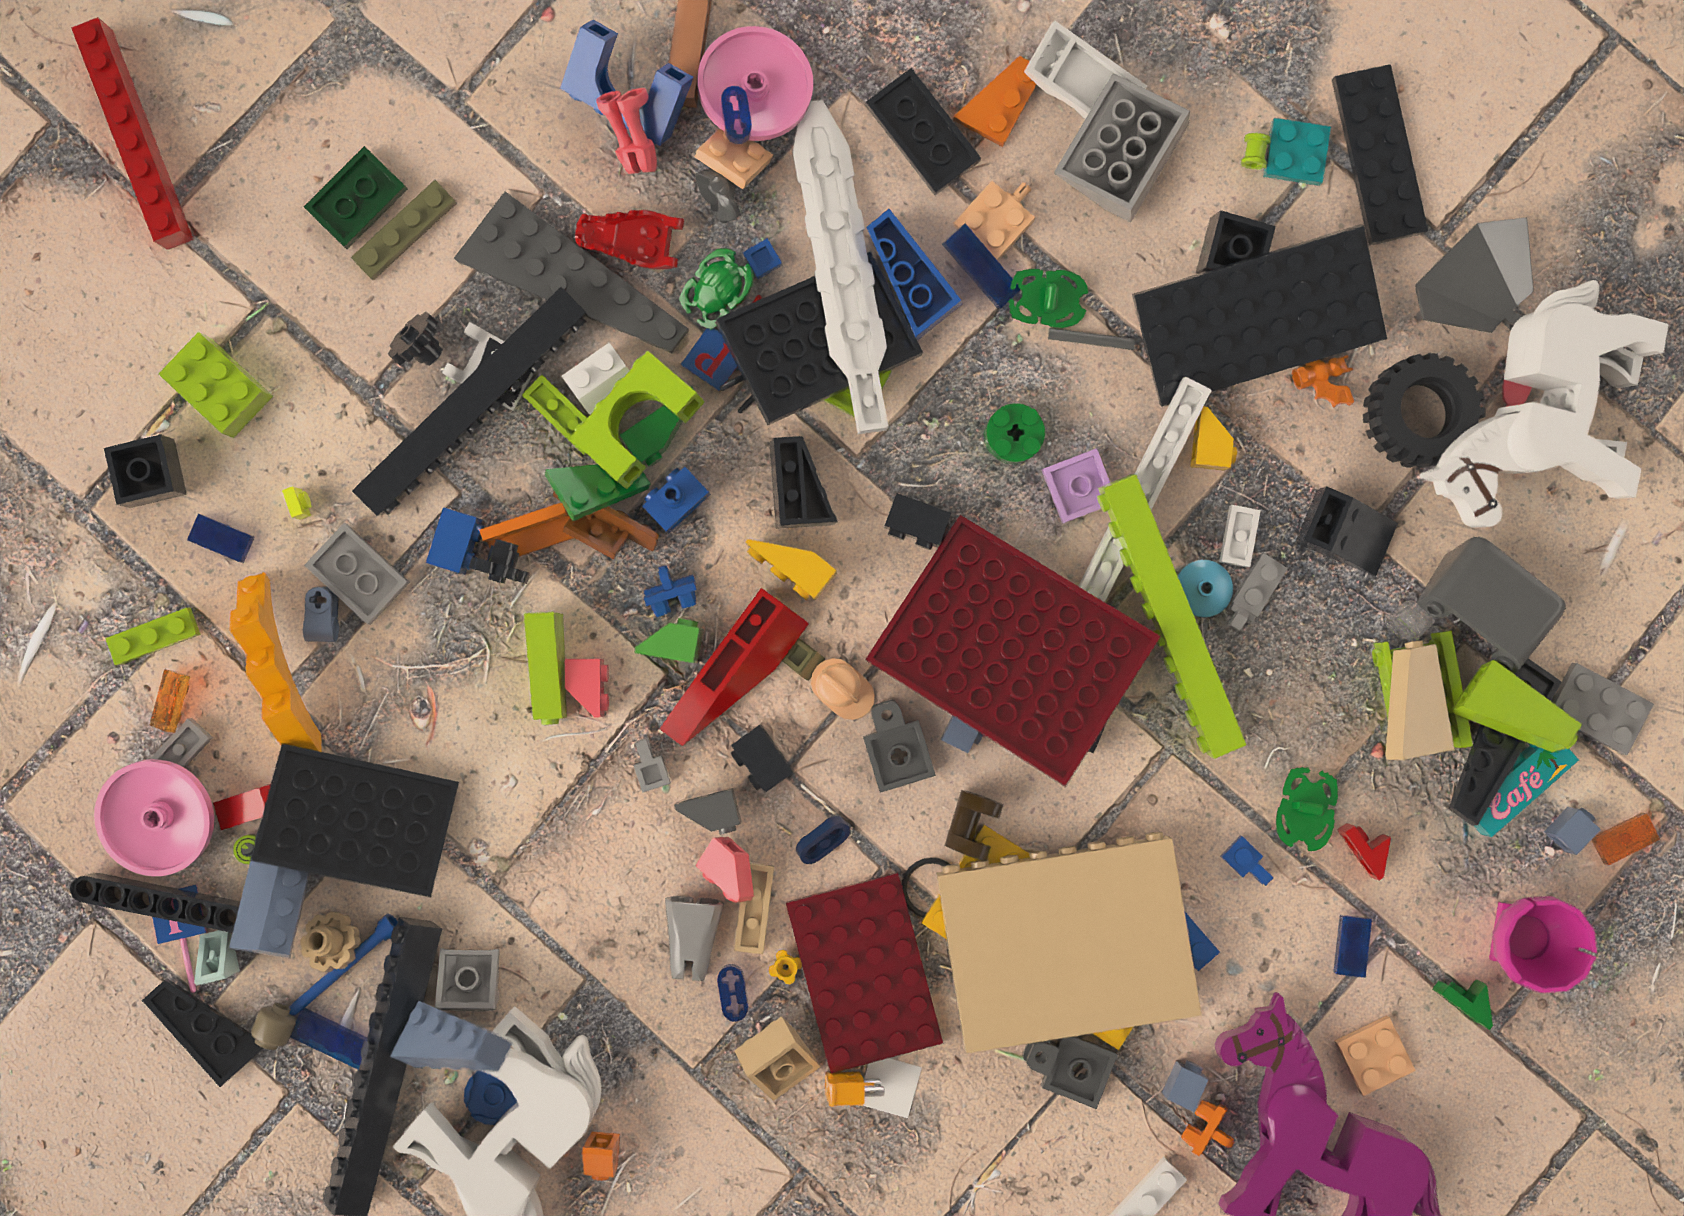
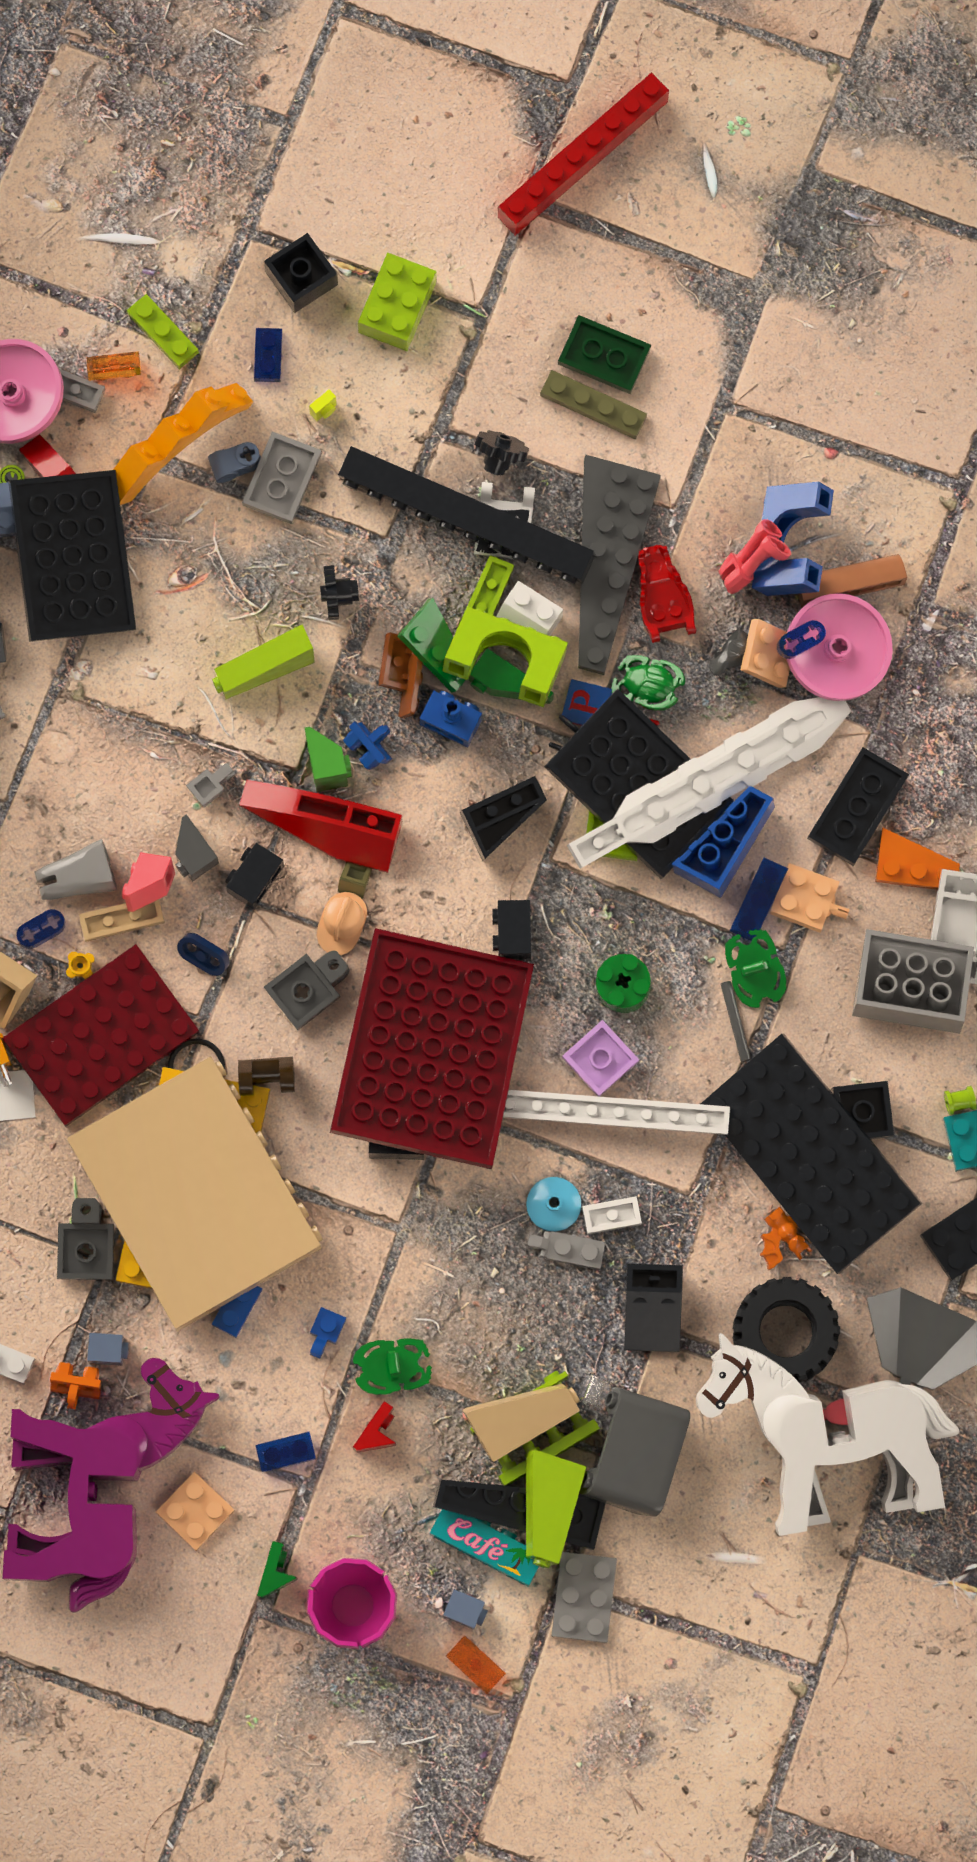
camera: 65 degrees right, 10 degrees down
(454, 541) = (342, 547): blue brick -> none
(532, 530) = (375, 606): orange panel -> none
(586, 684) = (263, 702): coral slope -> none
(762, 258) = (690, 712): blue plate -> none
(800, 566) = (432, 848): yellow slope -> none
(960, 735) = (339, 1037): sand blue brick -> none
(1171, 616) = (515, 1176): lime brick -> none
(1211, 443) = (682, 1159): yellow slope -> none

